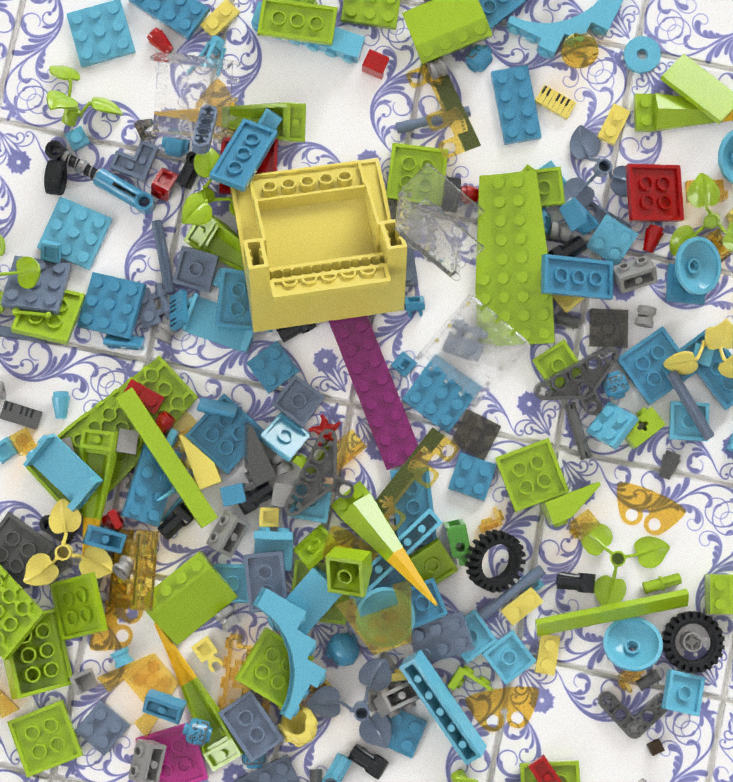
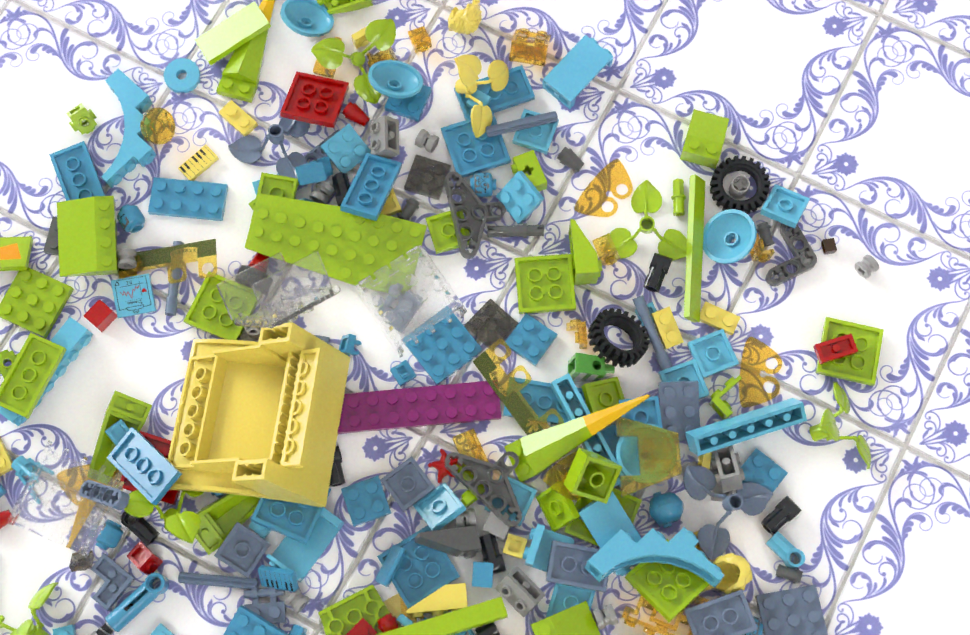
camera: 70 degrees left, 10 degrees down
(404, 87) = (133, 295): none -> medium azure tile

